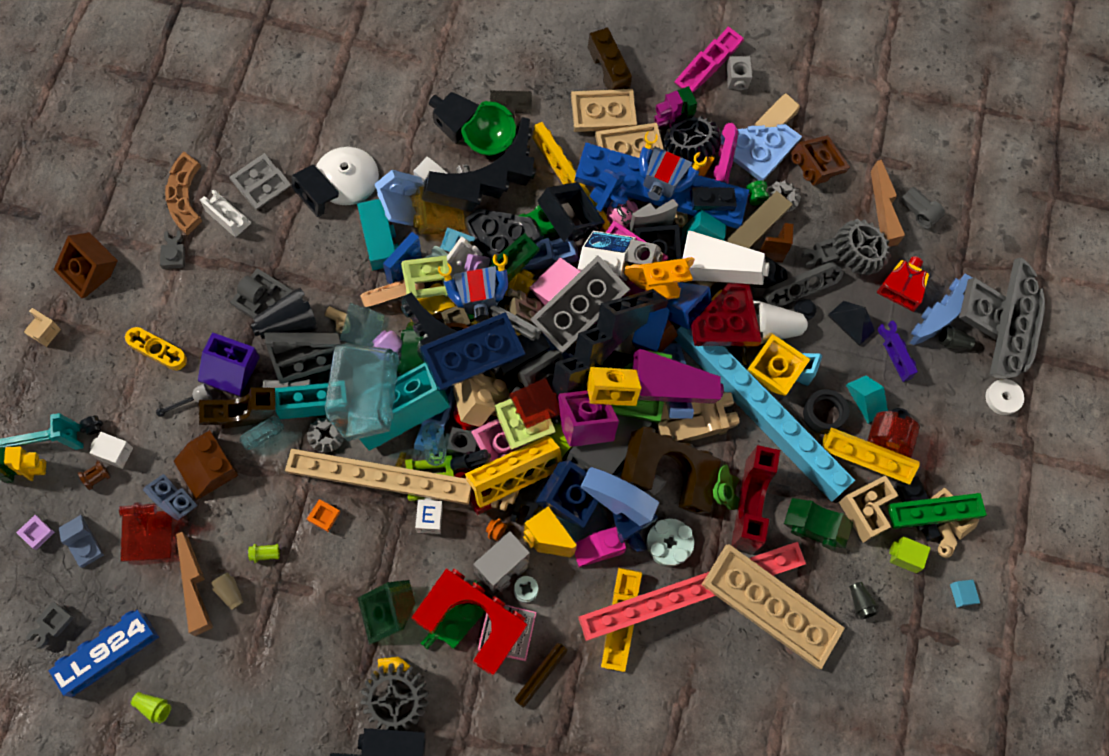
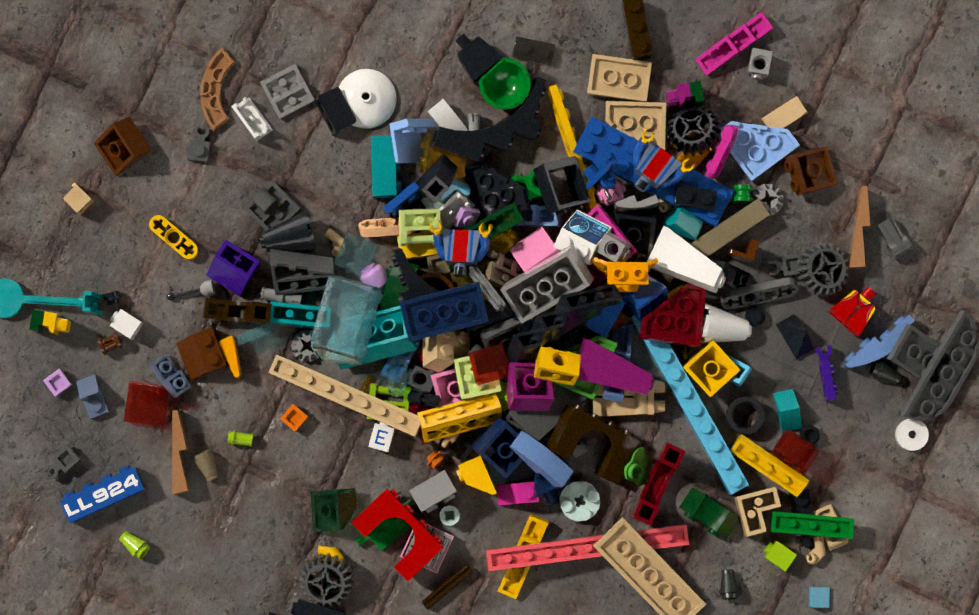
camera: 20 degrees right, 15 degrees up
(237, 455) = (230, 352): none -> light orange slope
(437, 227) = (437, 178): none -> black slope

